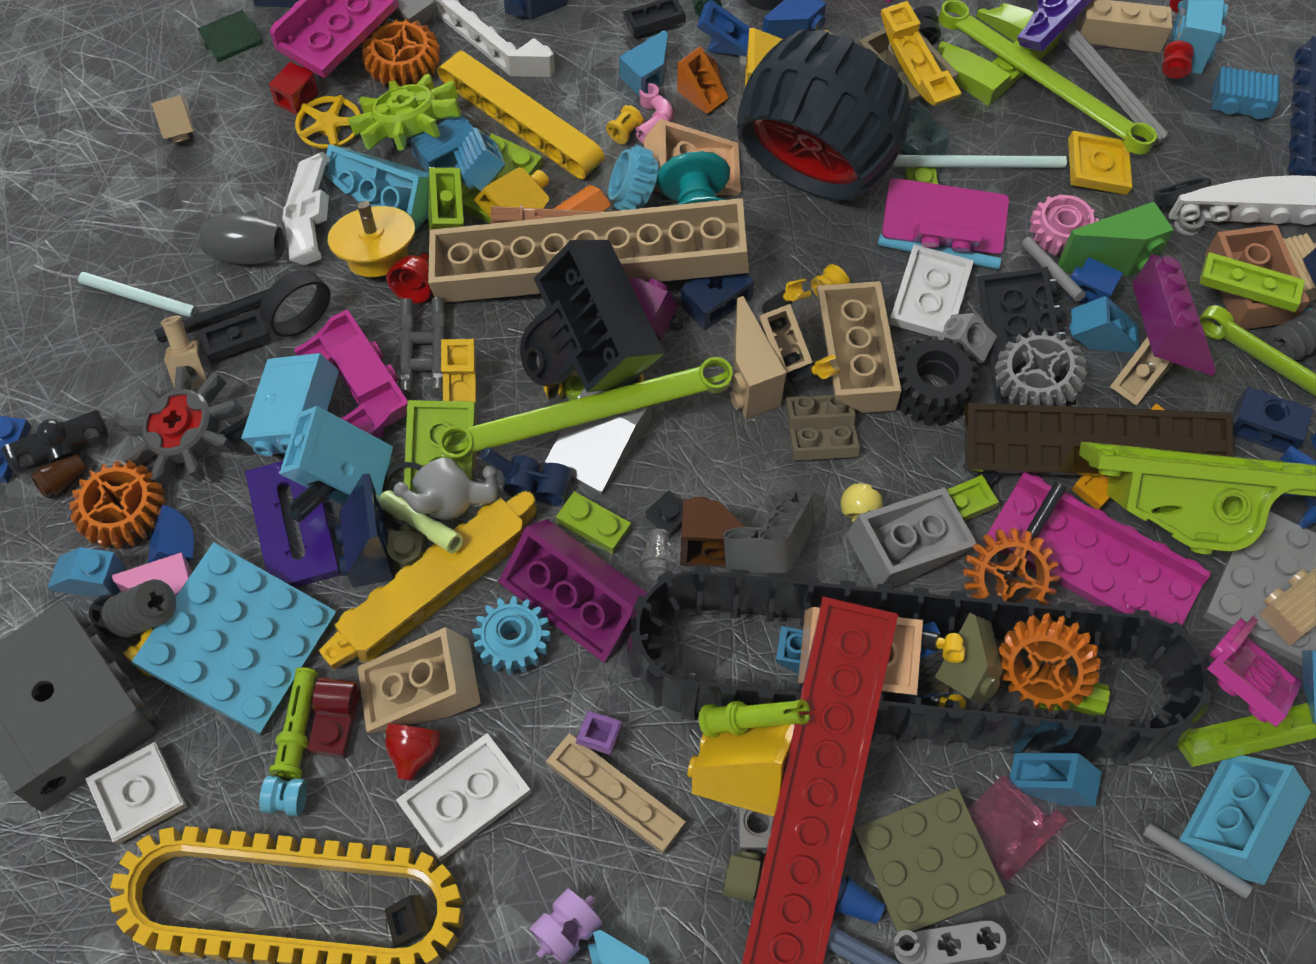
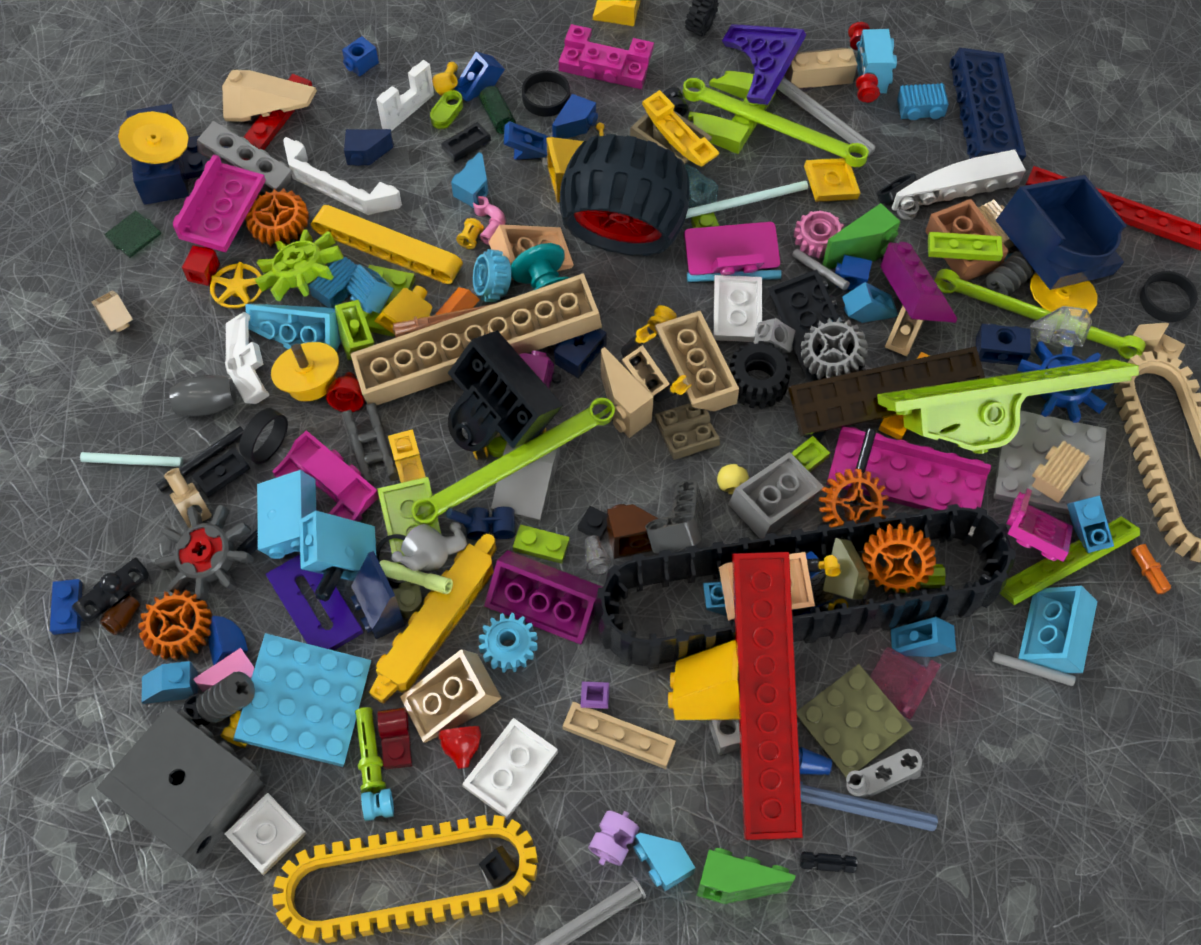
camera: 15 degrees left, 0 degrees up
(701, 80) = (518, 186): orange slope -> none
(738, 717) = (695, 655): lime pin -> none
(742, 876) = (727, 768): olive plate -> none

